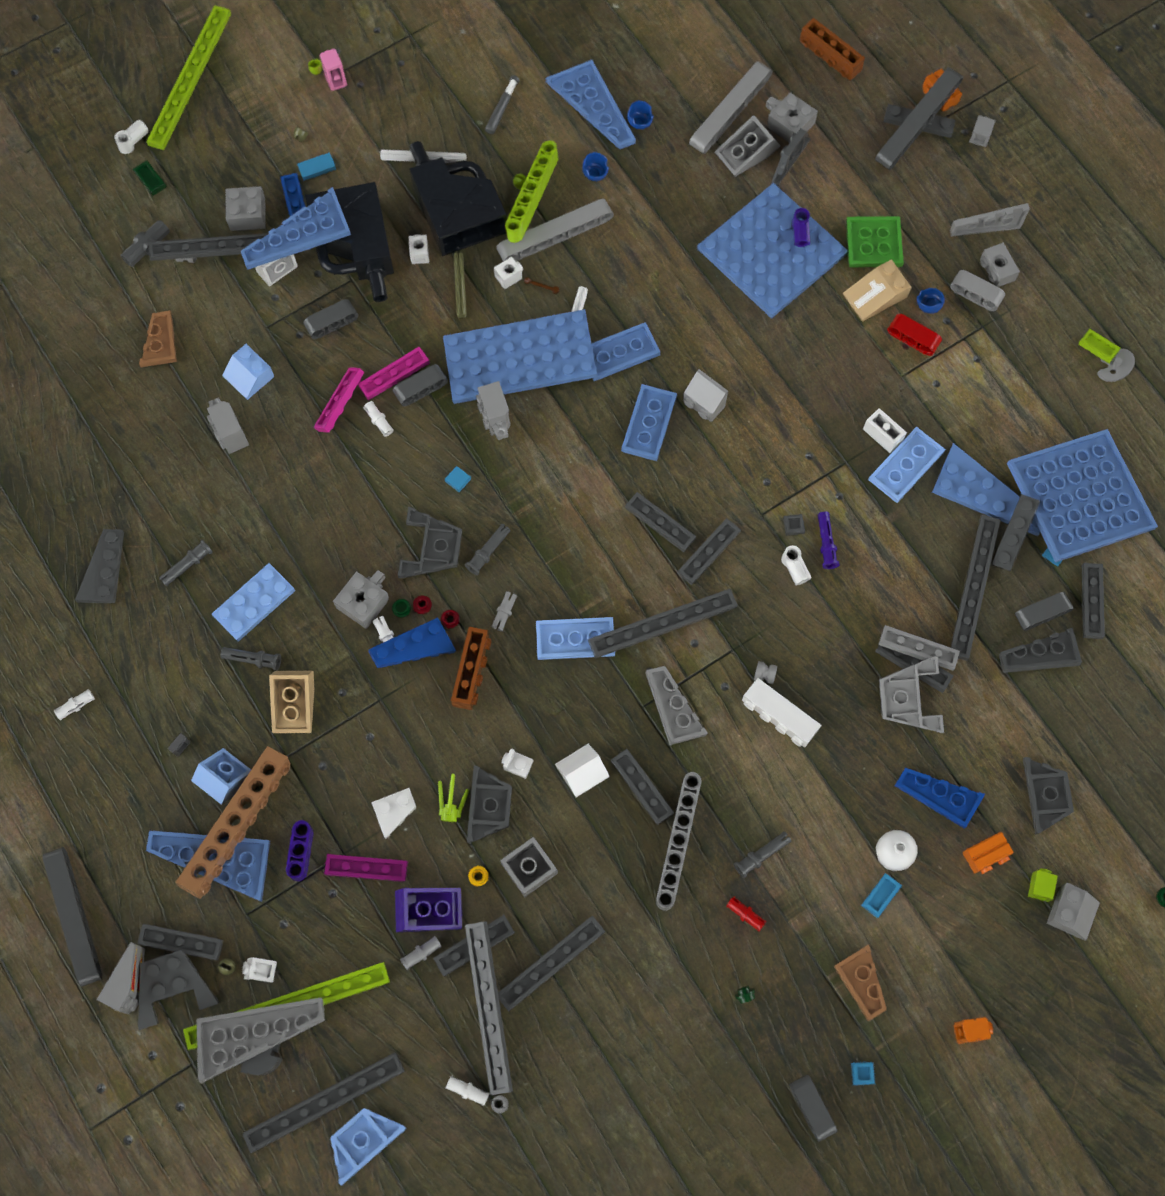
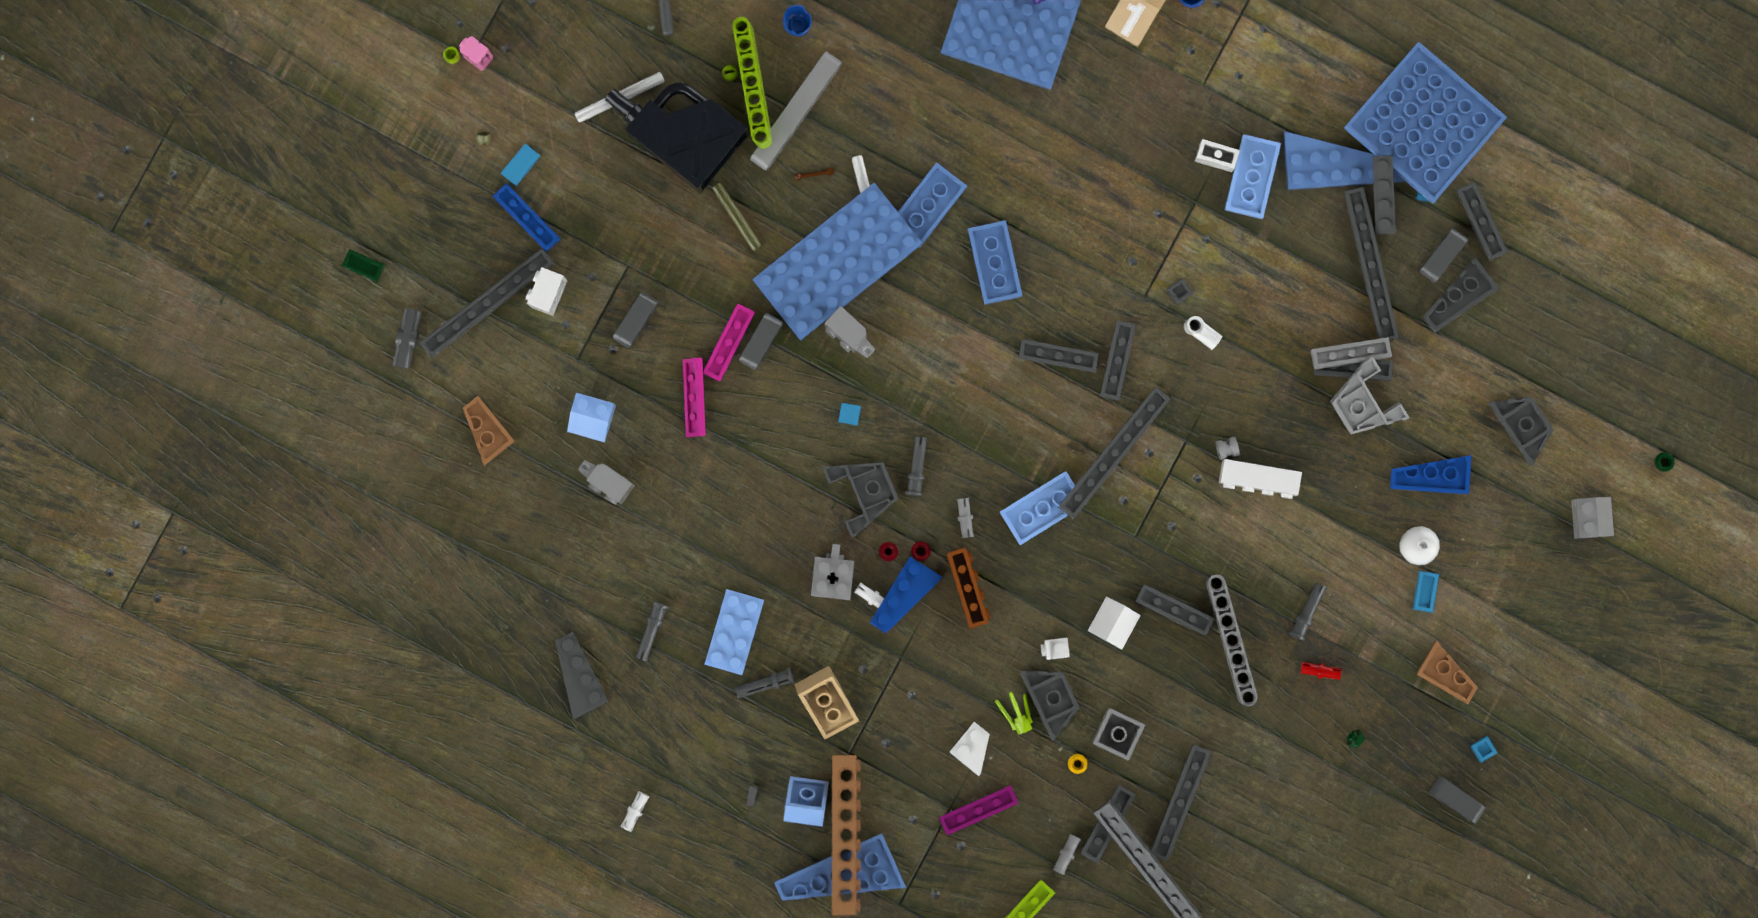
camera: 30 degrees left, 15 degrees up
(128, 138) = (318, 230): white piece -> none
(188, 78) = (331, 134): lime plate -> none
(245, 208) = (482, 250): light grey brick -> none
(295, 842) = (920, 834): dark purple beam -> none
(302, 231) = (568, 250): medium blue wing -> none
(367, 242) = (604, 215): black piece -> none
(378, 418) = (741, 396): white pin -> none
(401, 608) = (871, 564): dark green plate -> none
(418, 255) = (677, 209): white brick -> none
(428, 909) = (1052, 816): dark purple slope -> none
(508, 279) = (774, 187): white brick -> none
(676, 715) = (1169, 529): light grey wing -> none
(705, 396) = (1034, 211): light grey slope -> none
(828, 547) = (1223, 299): dark purple pin -> none
(914, 334) = (1194, 37): red beam -> none
(973, 1030) = (1557, 666): orange brick -> none
(987, 853) = (1498, 506): orange brick -> none
(1042, 885) = (1556, 509): lime brick -> none

